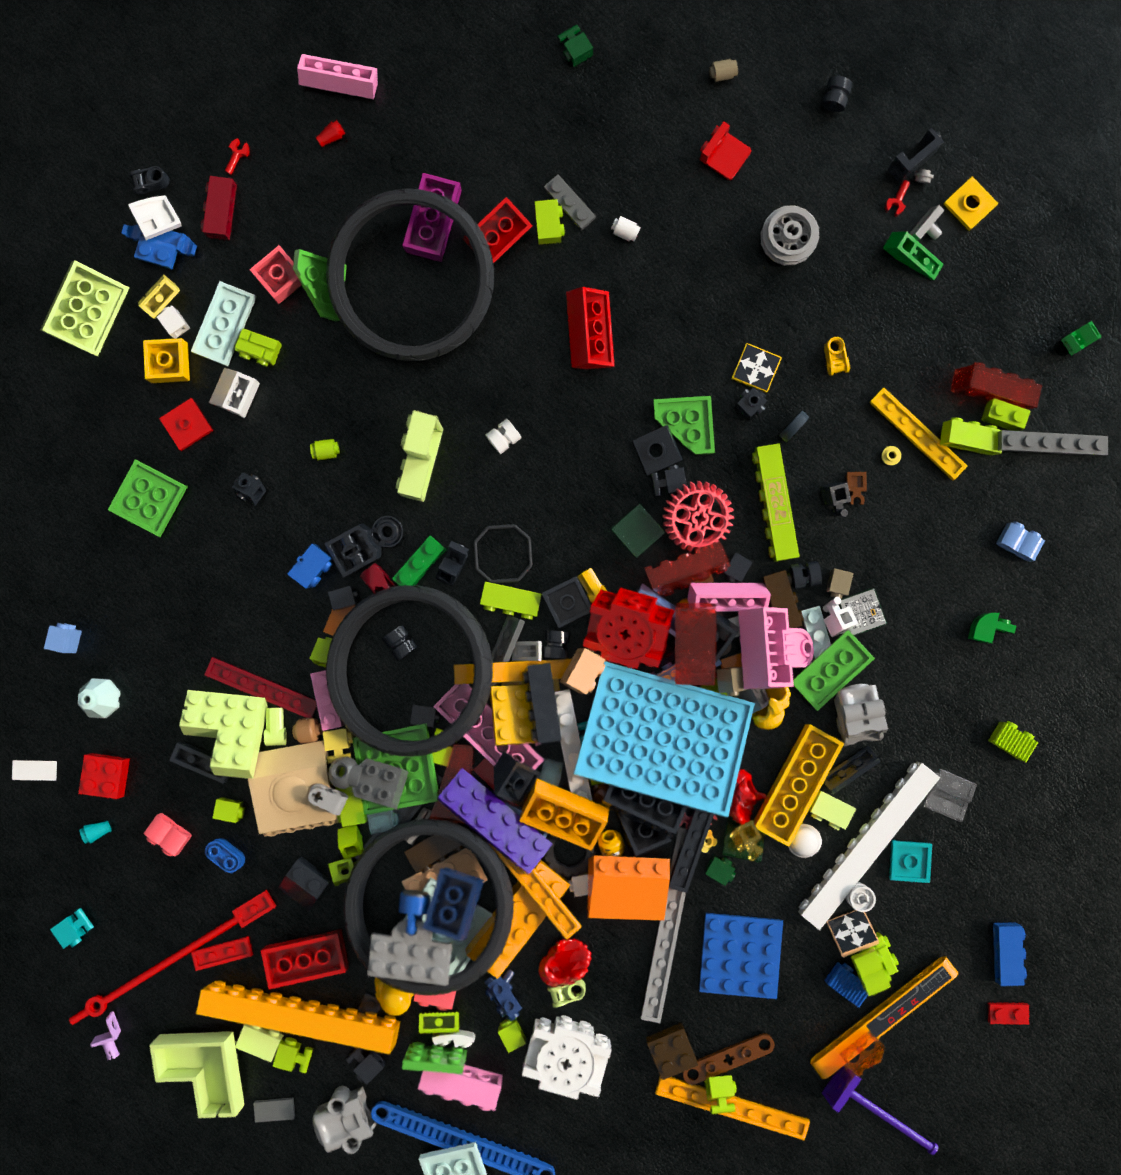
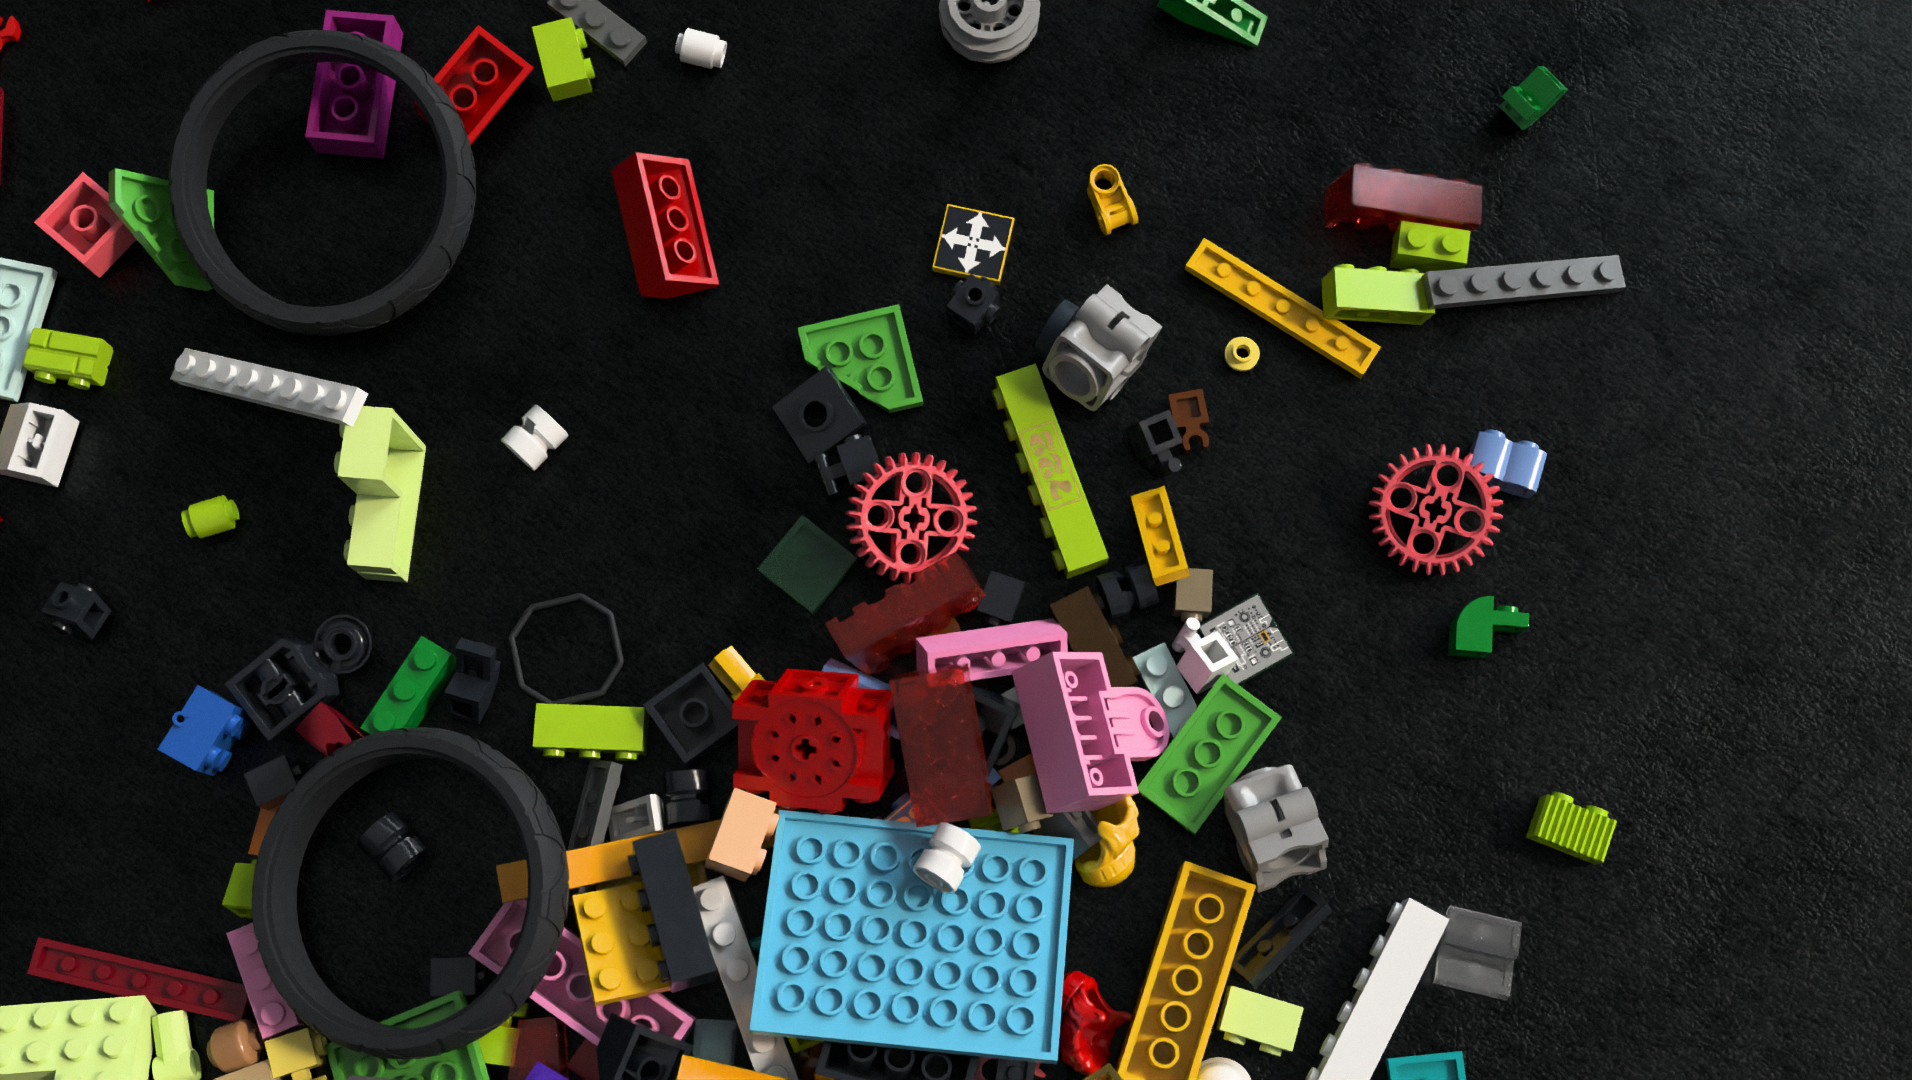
camera: 10 degrees left, 10 degrees down
(368, 388) = (270, 386): none -> white plate
(687, 705) = (944, 862): none -> white wheel
(816, 442) = (1100, 349): none -> light grey piece
(828, 549) = (1160, 536): none -> yellow plate
(997, 580) = (1464, 469): none -> coral gear

